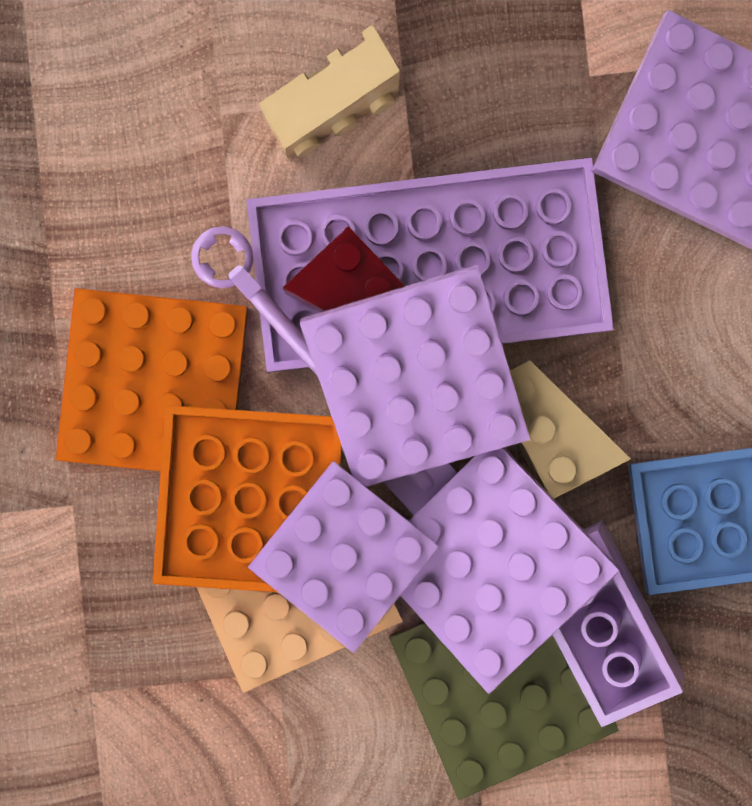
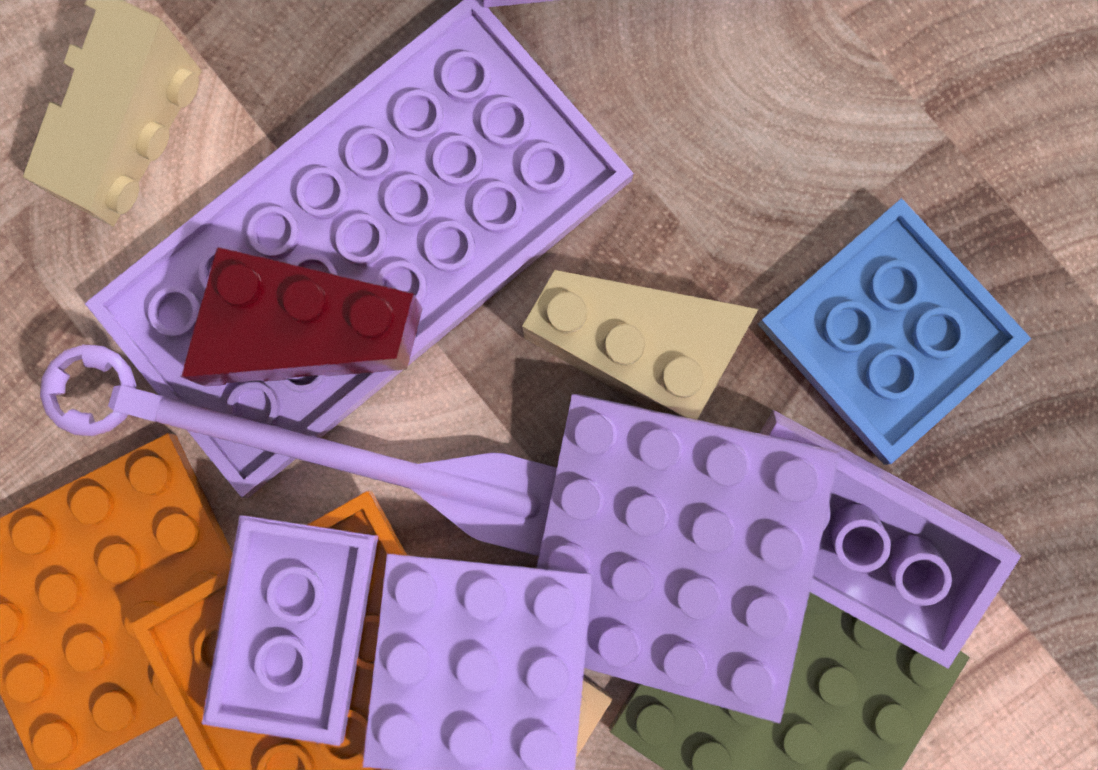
camera: 35 degrees left, 5 degrees down
(253, 466) = (290, 630): none -> lavender tile
(416, 377) = (420, 379): lavender plate -> none

